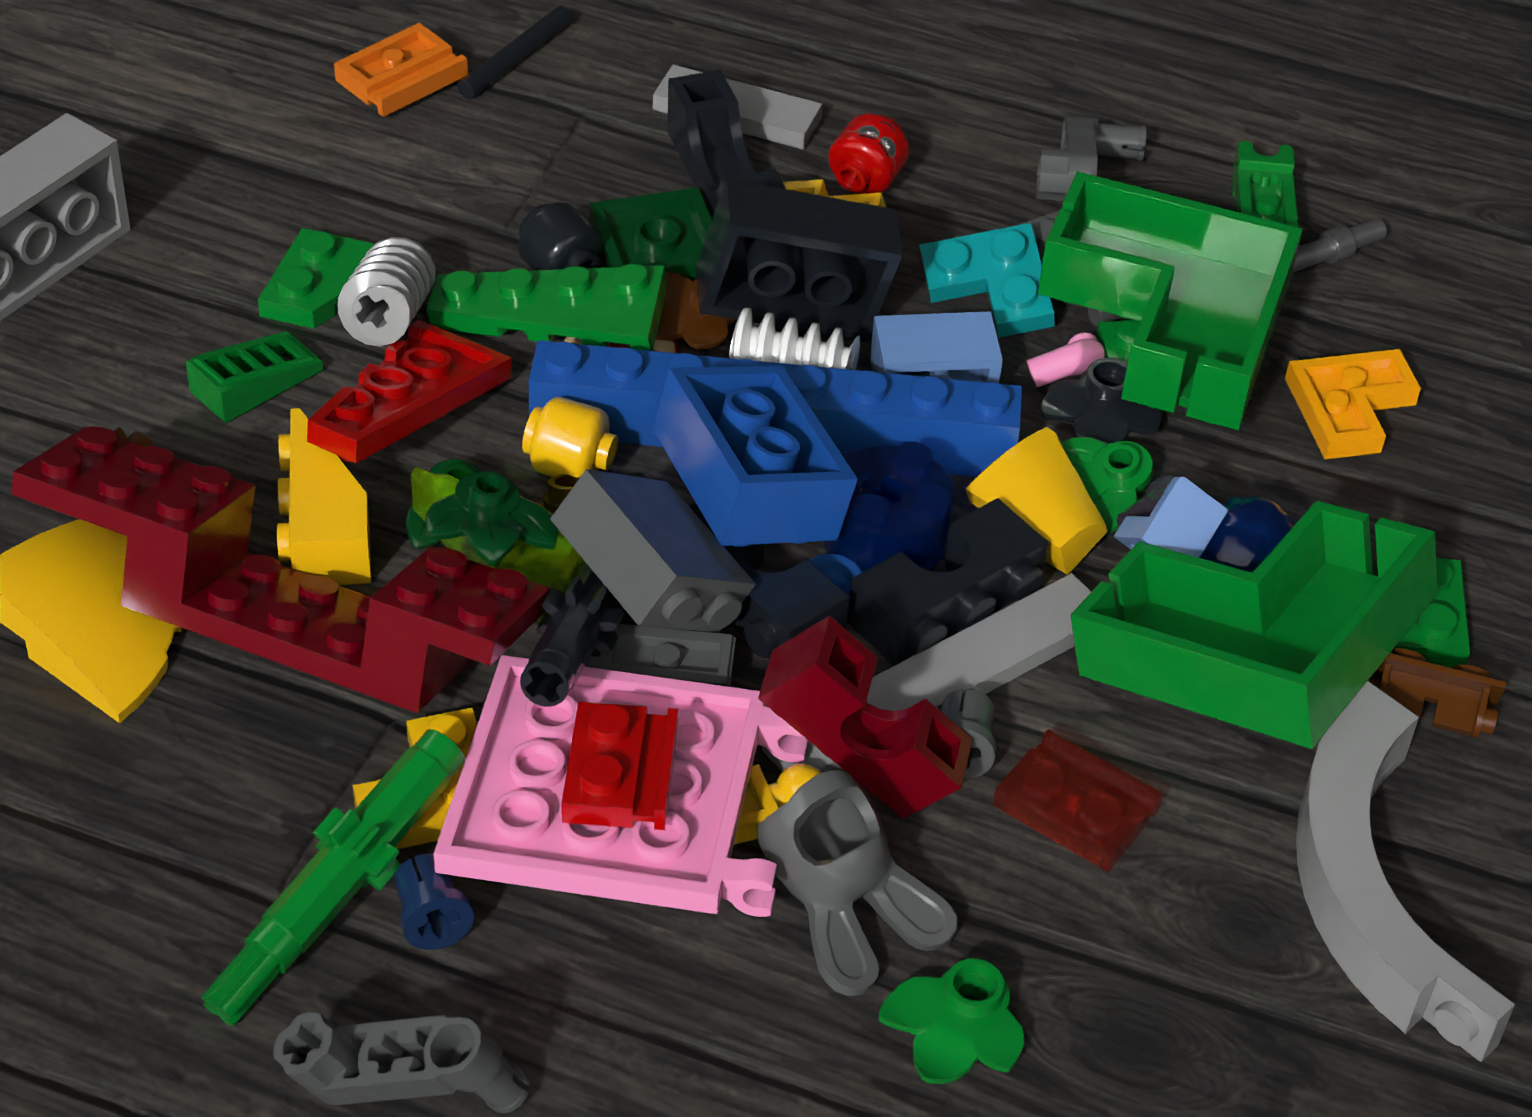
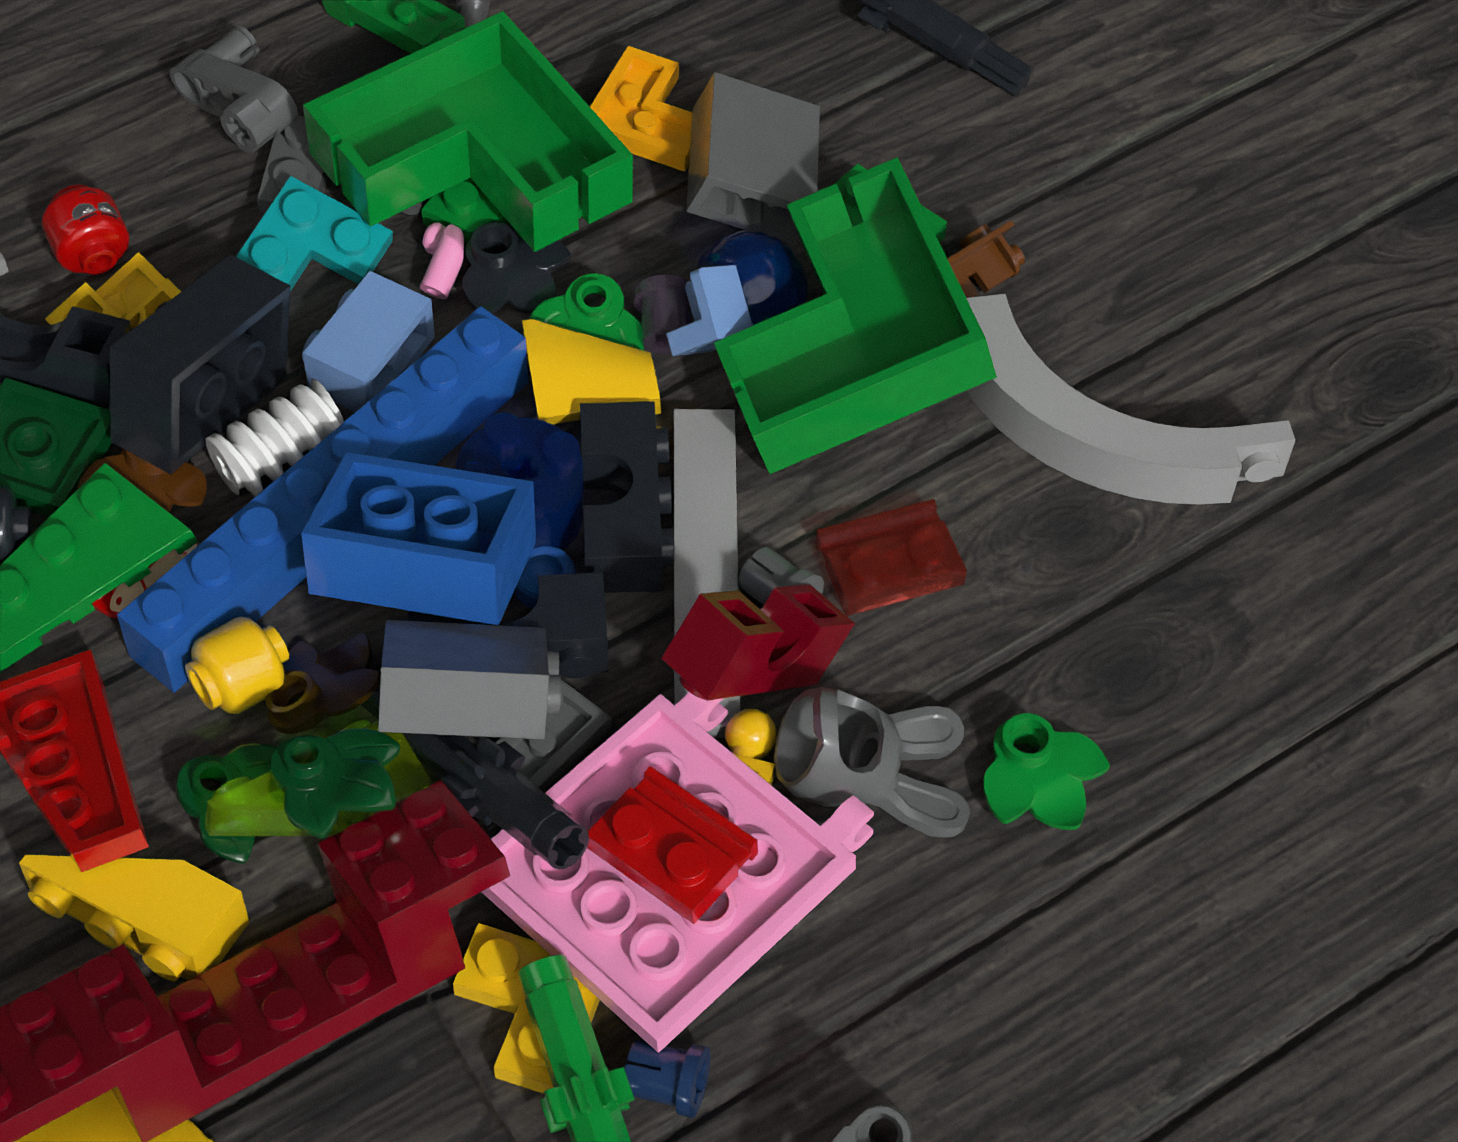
camera: 55 degrees left, 10 degrees up
(1376, 464) = (751, 156): none -> dark grey brick

